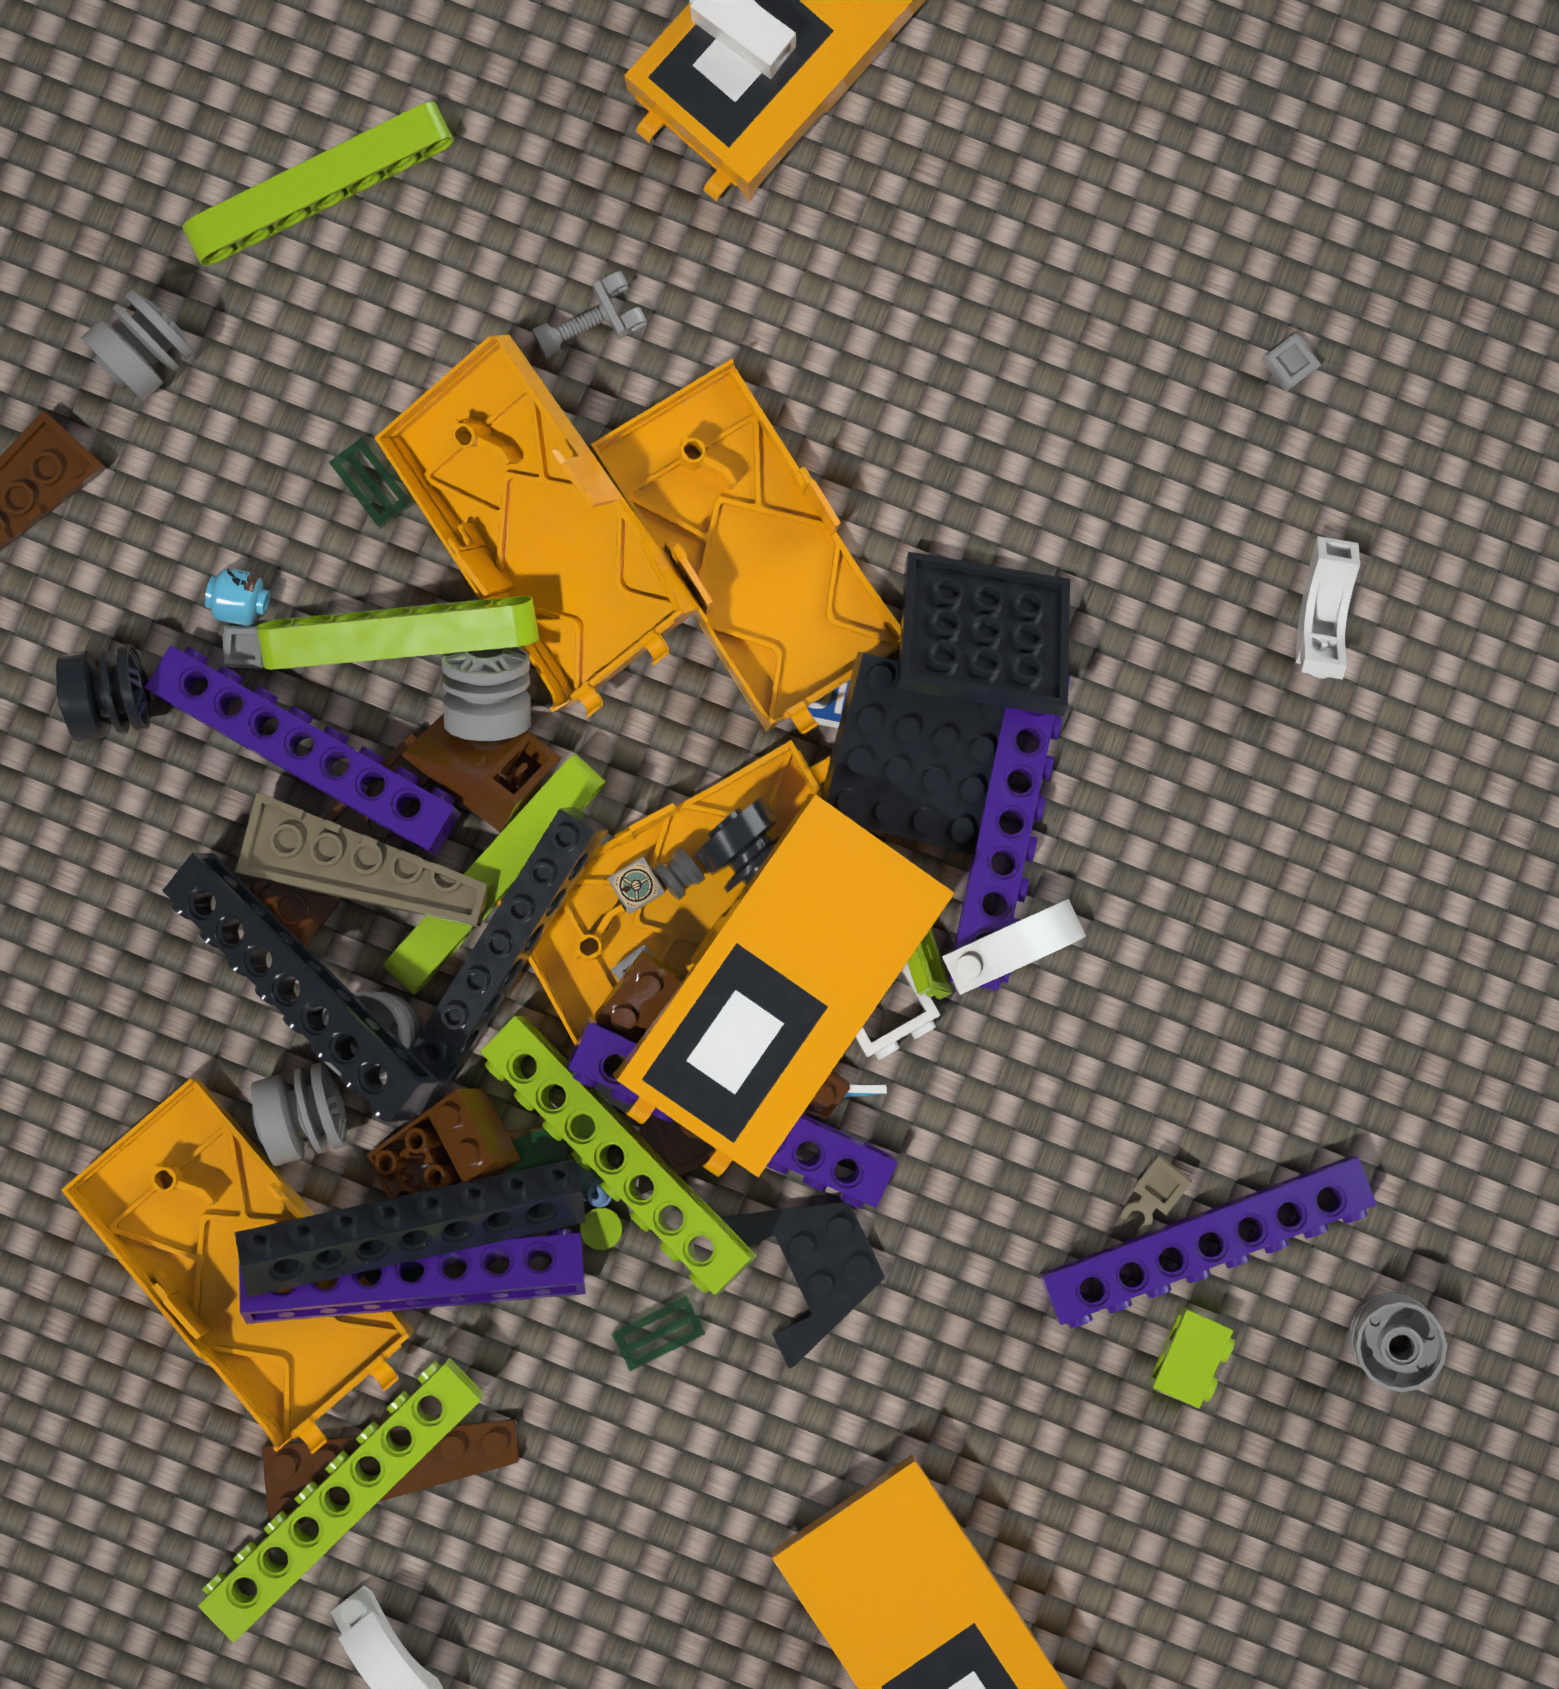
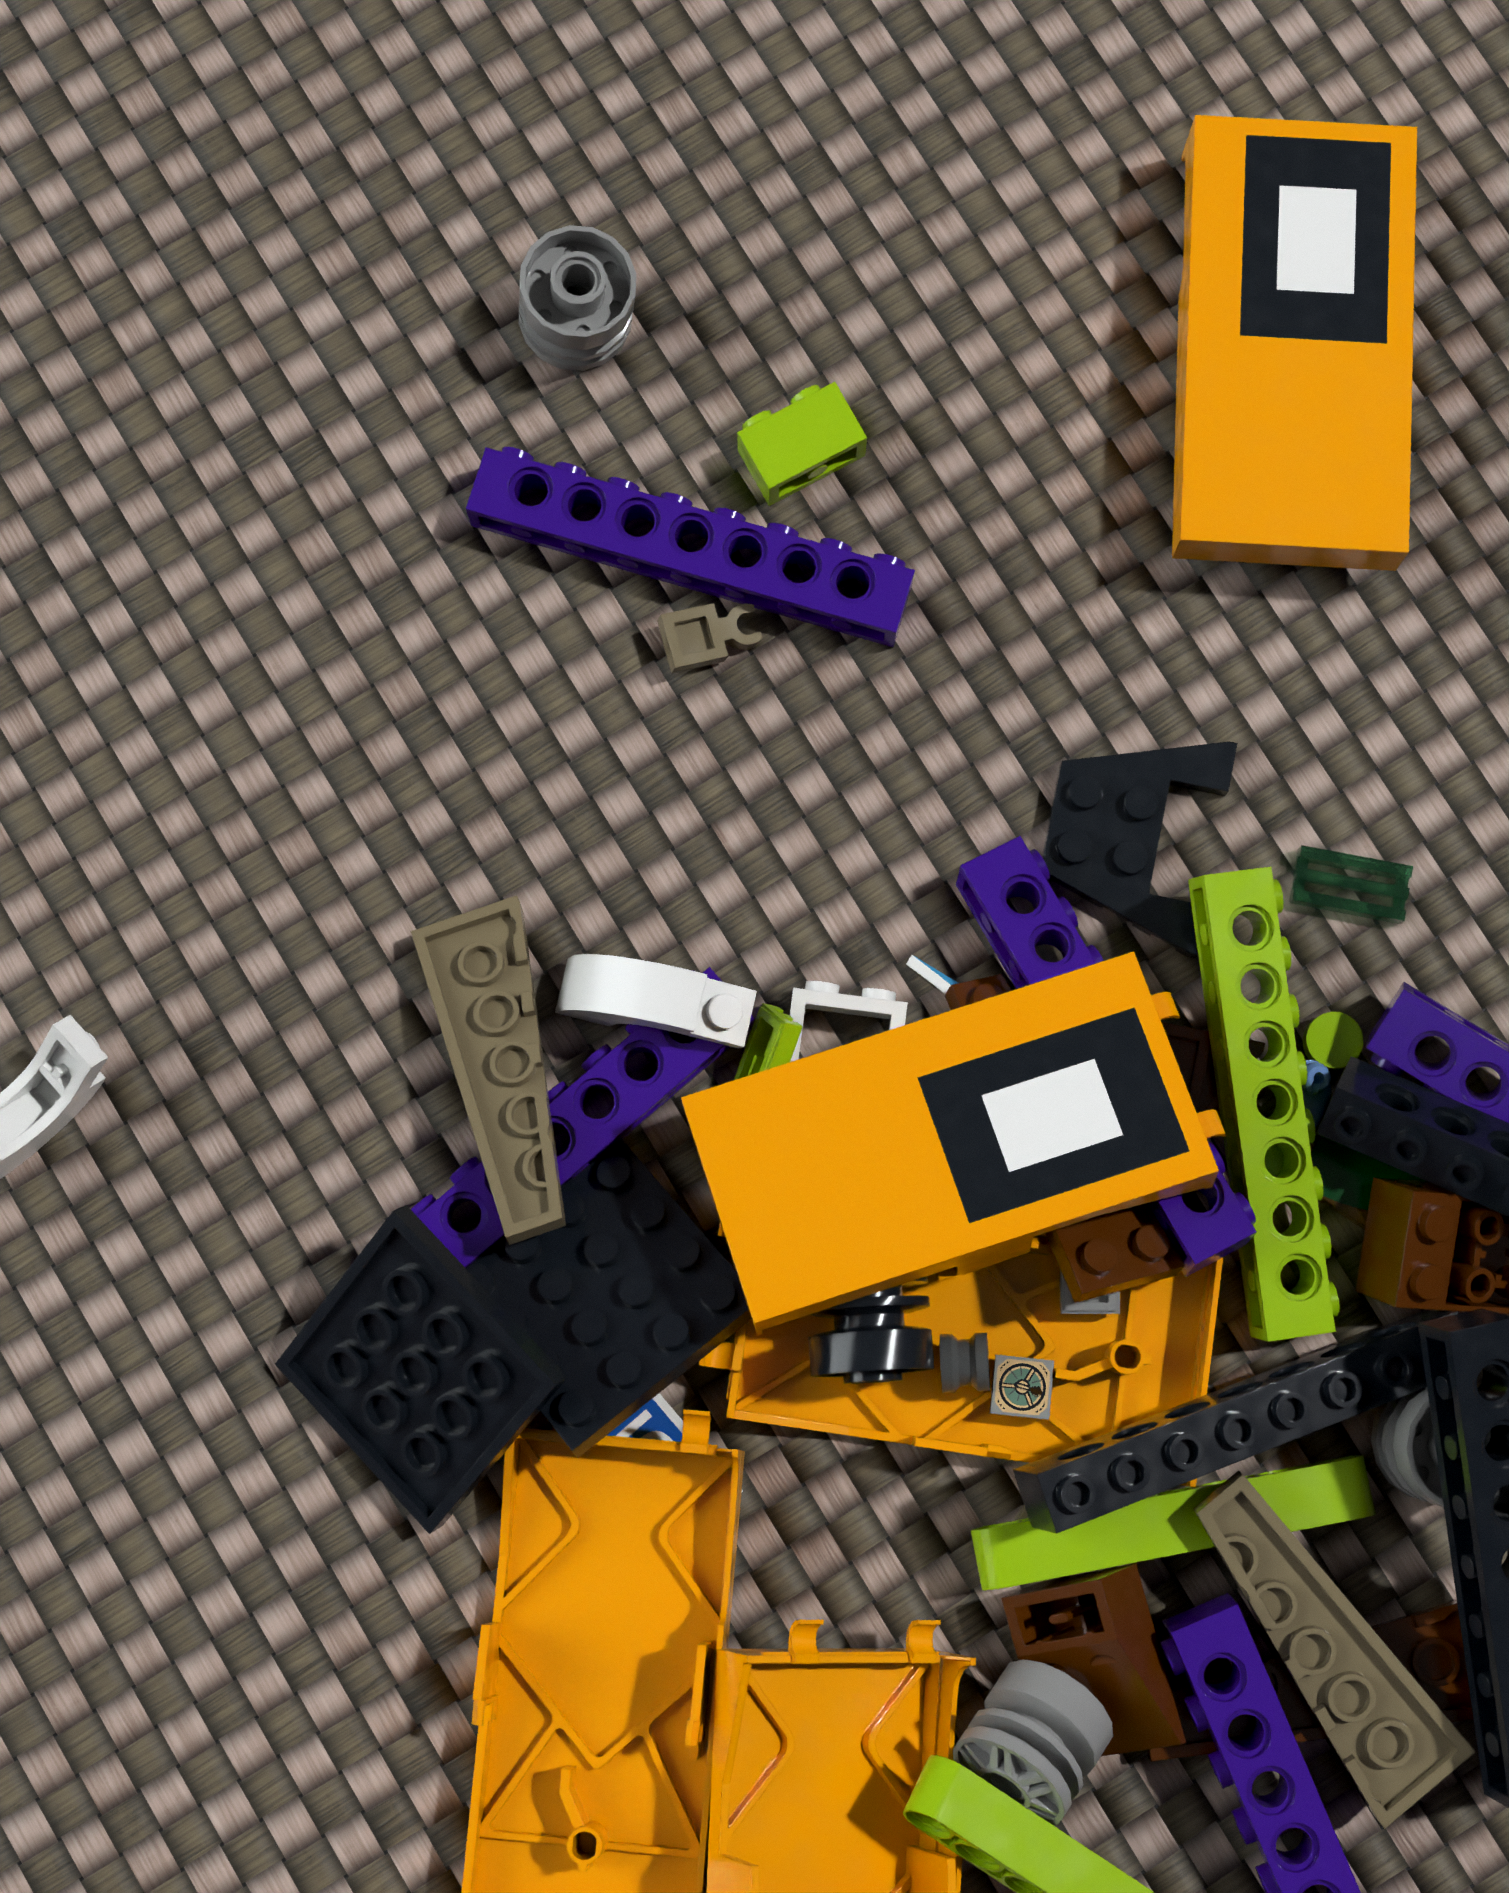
camera: 140 degrees left, 5 degrees down
(1097, 858) = (490, 1026): none -> dark tan wing

